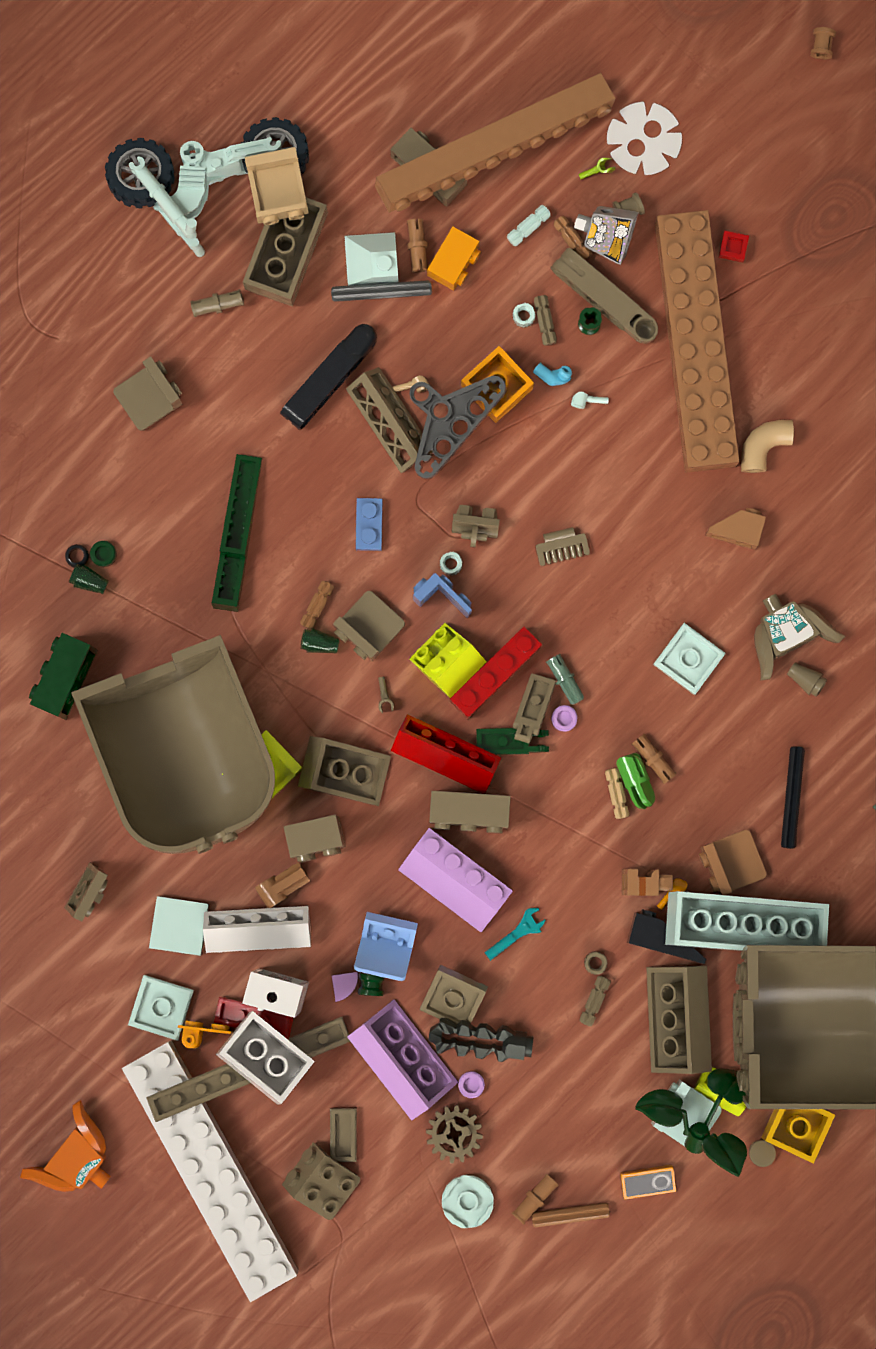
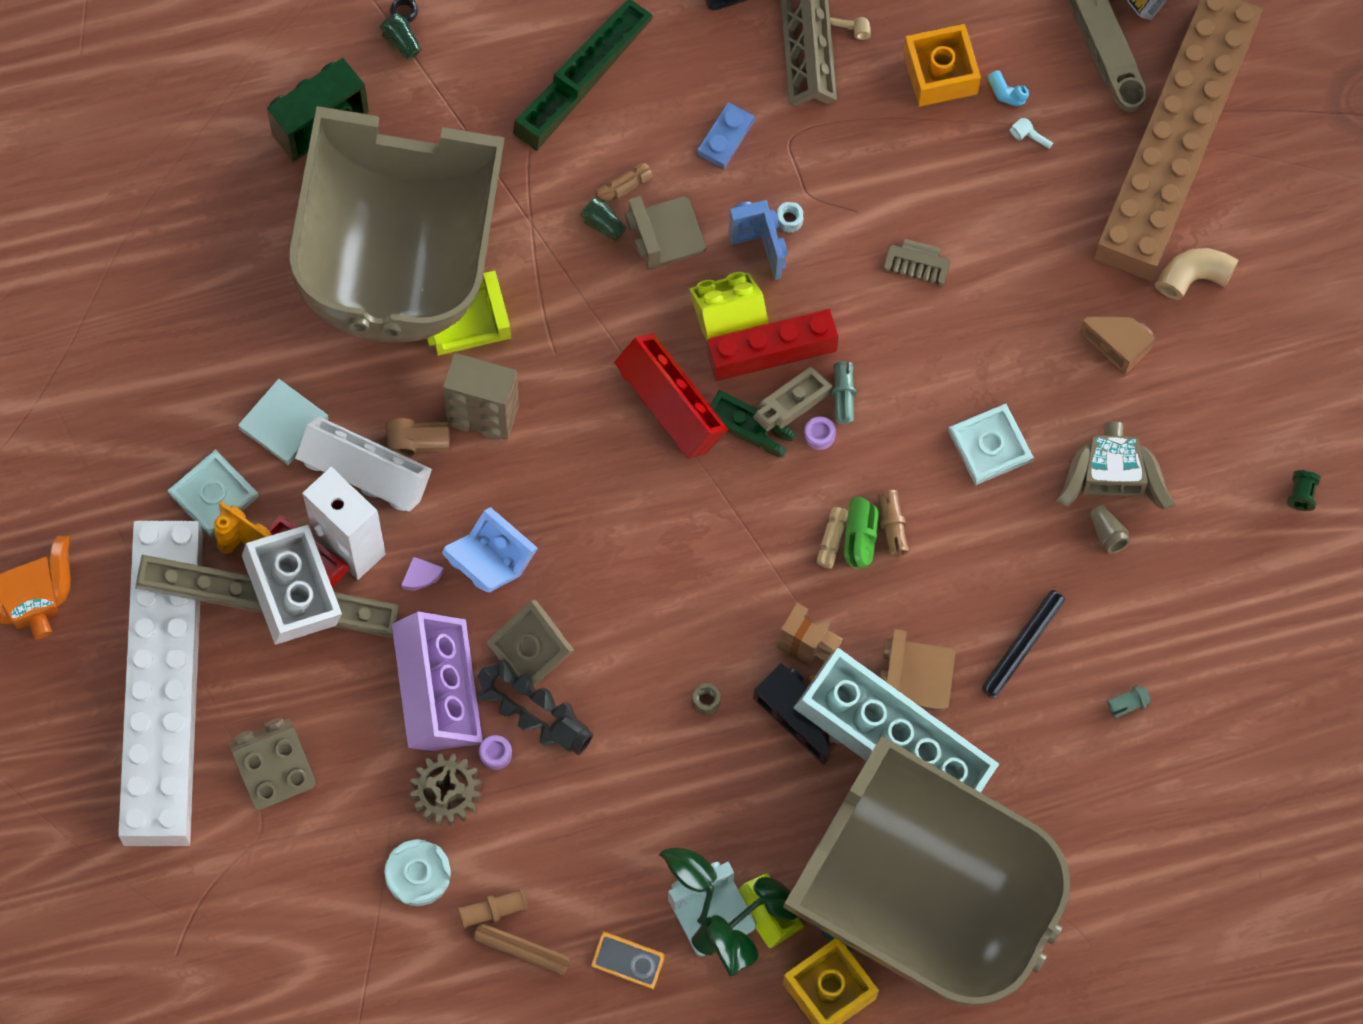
camera: 25 degrees right, 15 degrees down
(87, 890) = (208, 331): dark tan hinge -> none
(103, 554) = (432, 22): dark green tile -> none
(343, 1134) = (326, 728): dark tan tile -> none
(344, 770) = (553, 358): dark tan slope -> none
(370, 985) = (450, 587): dark green wheel -> none
(384, 695) = (640, 310): dark tan hand -> none
(441, 429) = (886, 61): dark grey beam -> none
(455, 880) = (605, 529): lavender slope -> none
(469, 811) = (662, 462): dark tan brick -> none
(475, 527) = (838, 192): dark tan hips -> none
(526, 926) = (652, 622): teal piece -> none
(527, 307) = (1010, 28): light aqua axle -> none
(545, 320) = (1029, 35): dark tan axle -> none
(592, 328) = (1076, 57): dark green bush -> none
(595, 1000) = (682, 737): dark tan axle -> none
(679, 1019) = (764, 804): dark tan slope -> none
(733, 246) = (1272, 63): red plate -> none
(762, 1153) = (774, 1000): dark tan tile -> none

